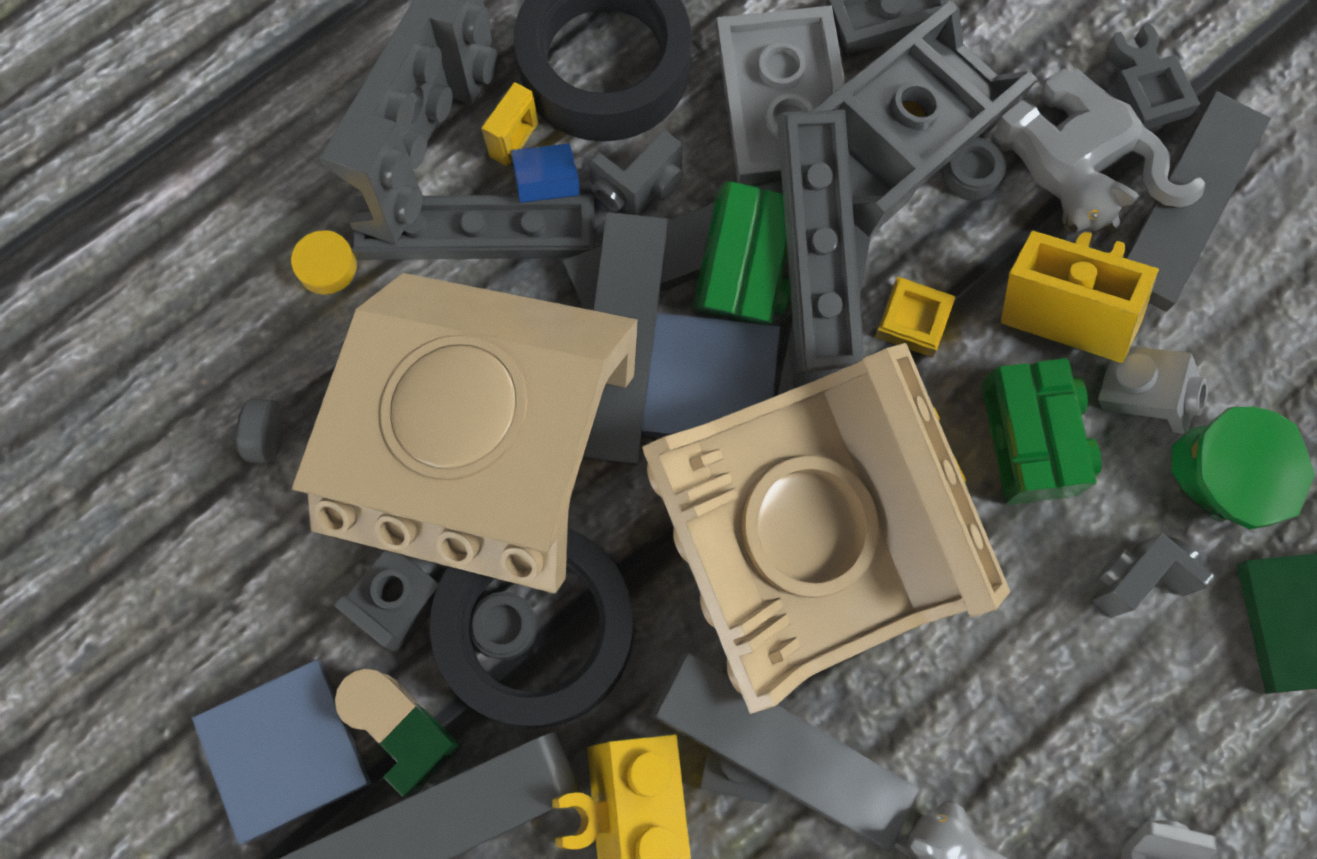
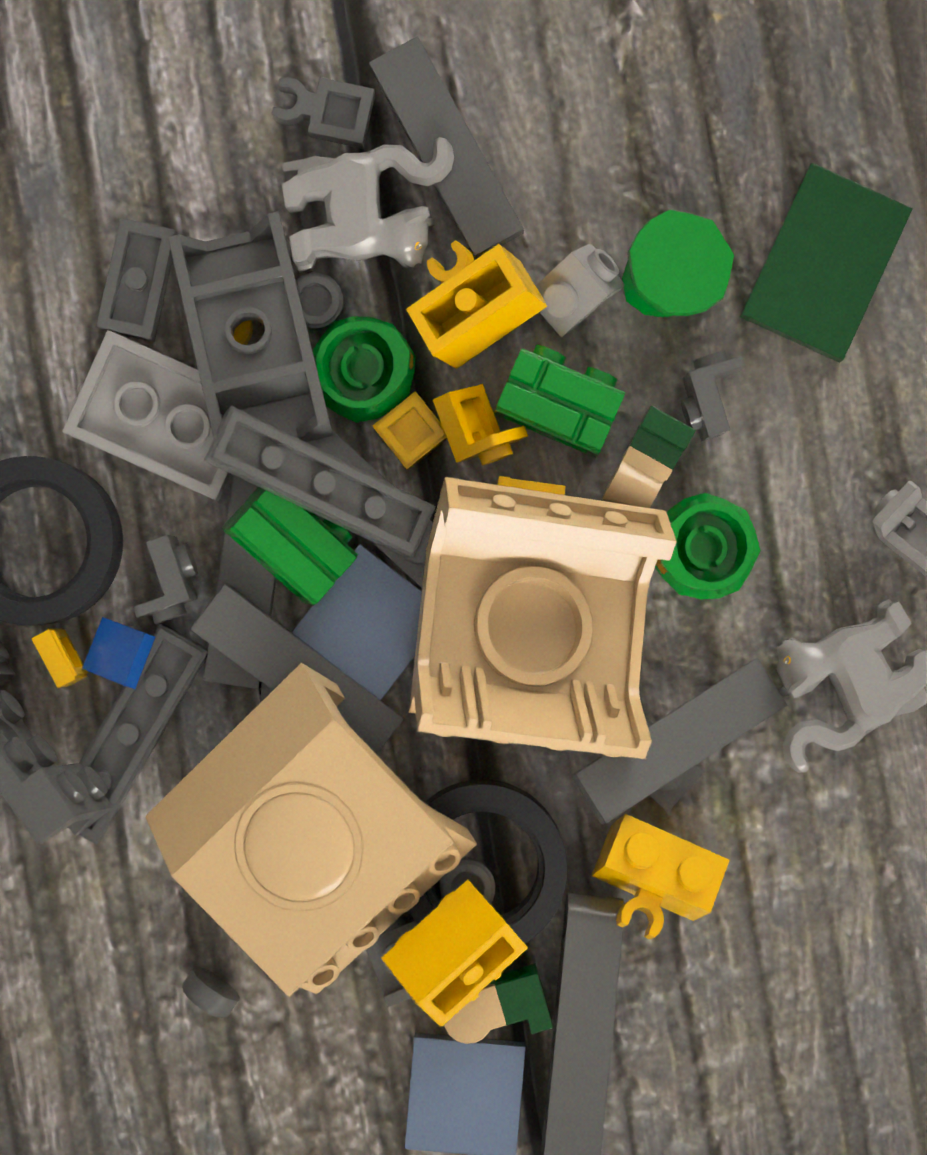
camera: 60 degrees left, 15 degrees up
(323, 262) = (90, 870): yellow tile -> none
(425, 633) = (453, 953): none -> yellow brick
(945, 239) = (363, 367): none -> green hat
(960, 365) = (472, 426): none -> yellow bracket
(993, 668) = (712, 547): none -> green hat
(1051, 551) = (648, 459): none -> leg

